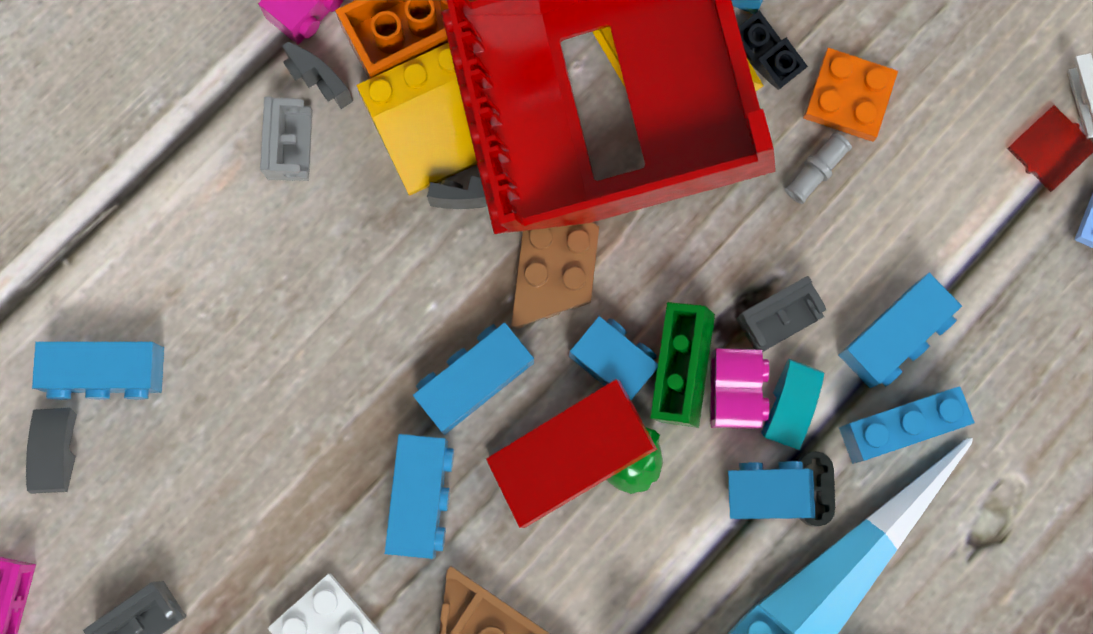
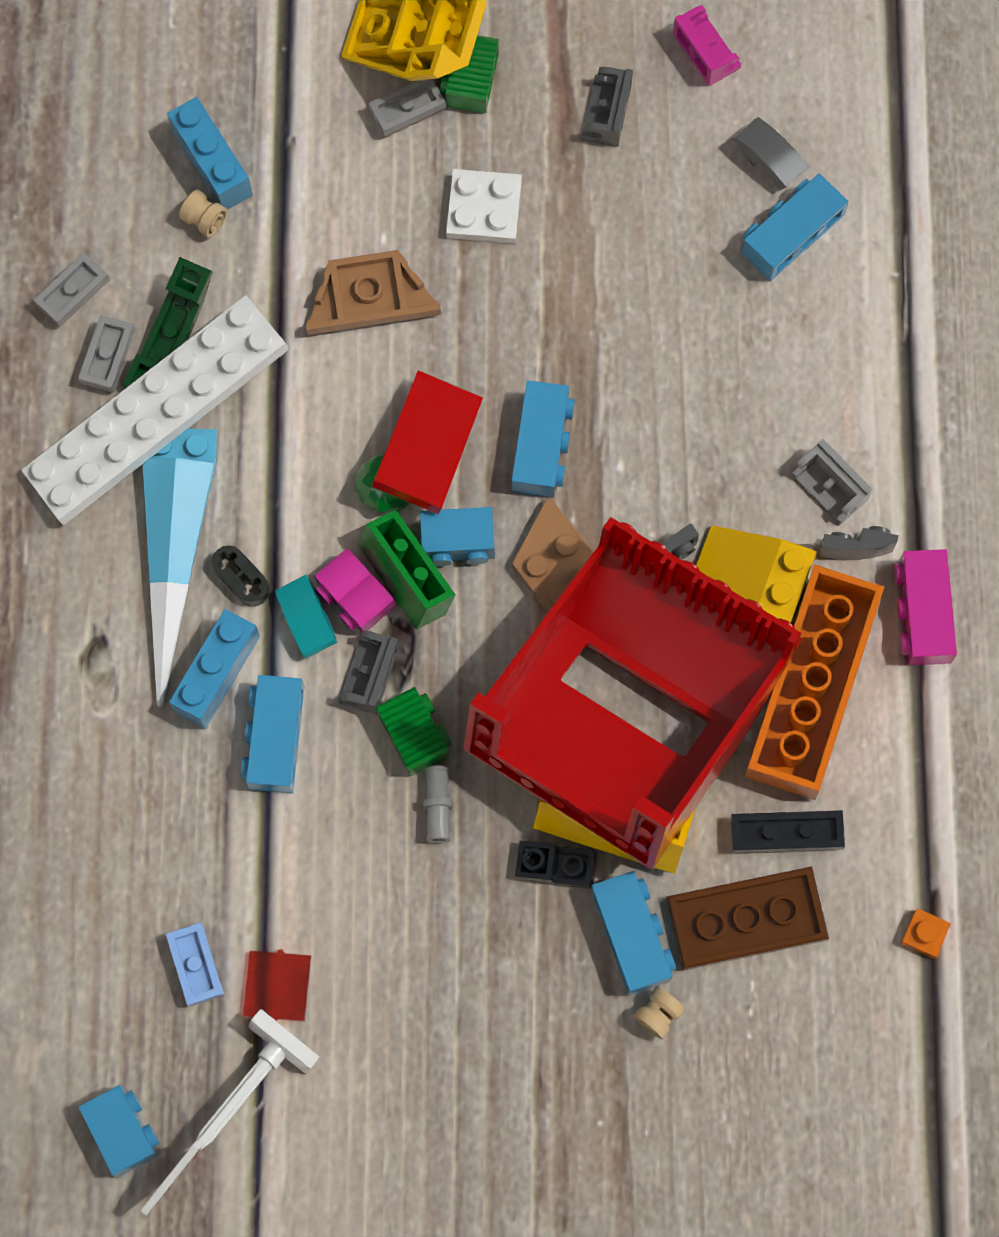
camera: 140 degrees right, 5 degrees down
(418, 496) = (503, 333): dark azure brick -> none
(771, 493) = (268, 538): dark azure brick -> none
(788, 237) = (414, 731): none -> green brick
(850, 94) = (464, 888): orange plate -> none

